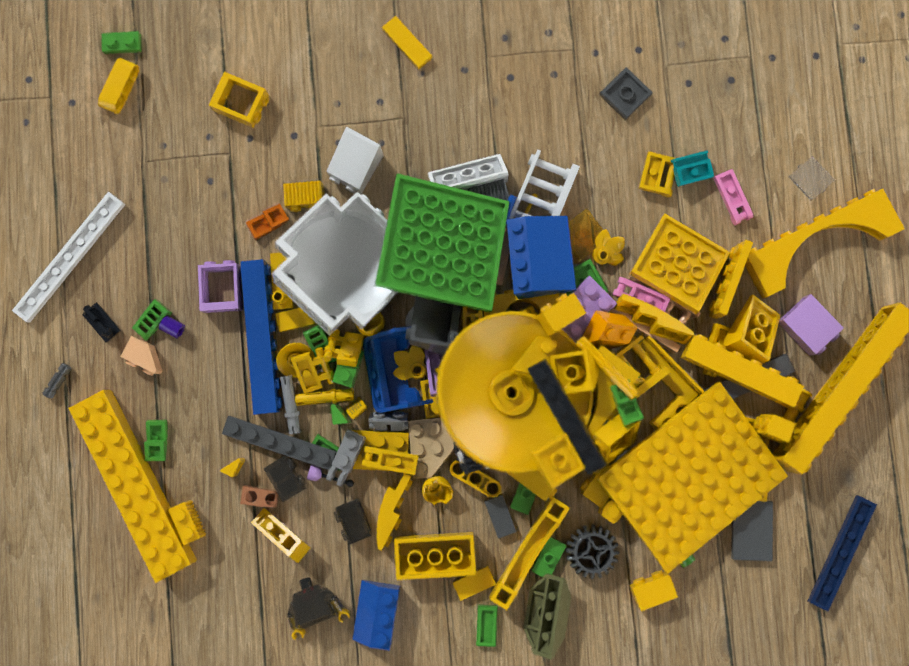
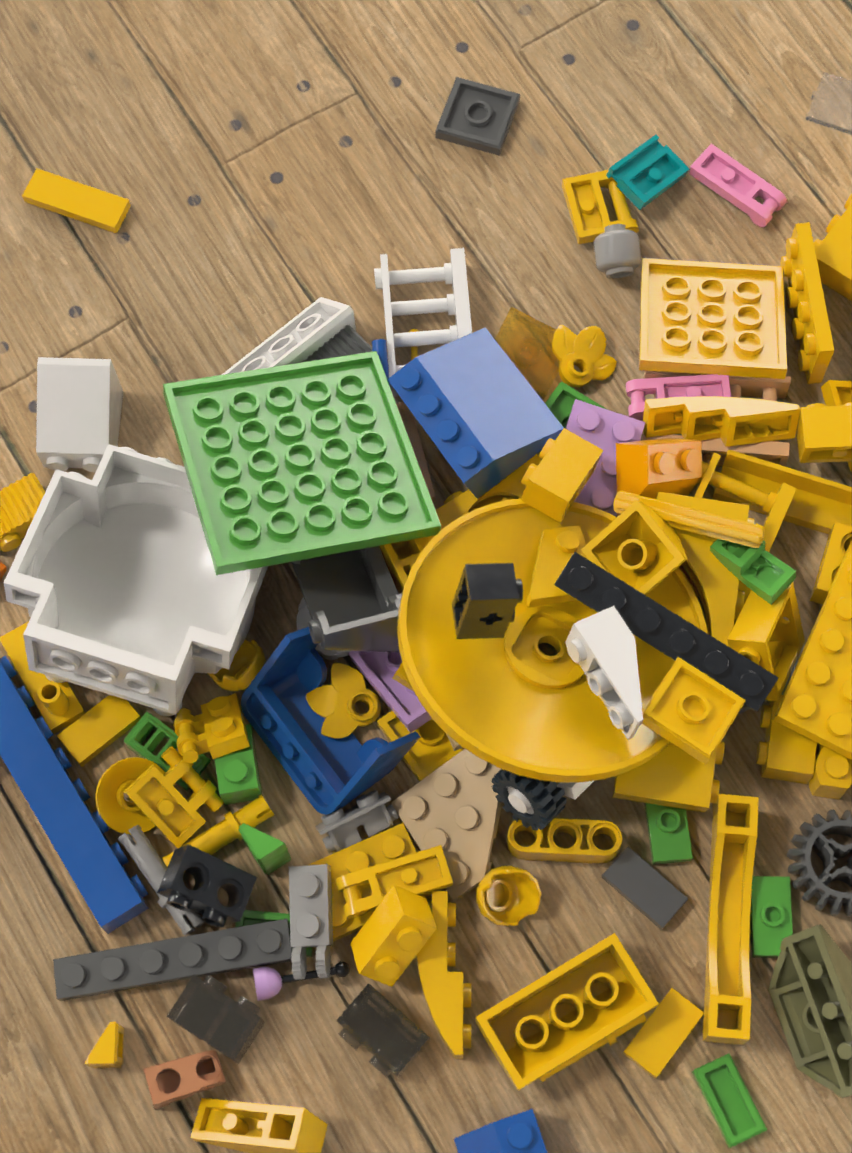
camera: 30 degrees left, 15 degrees down
(309, 417) = (208, 876): none -> black brick
(356, 408) = (289, 826): yellow slope -> none
(377, 484) = (393, 936): none -> yellow brick
(488, 366) = (486, 600): none -> brick
(533, 416) = (609, 660): none -> white slope
(654, 204) = (617, 251): none -> light grey head

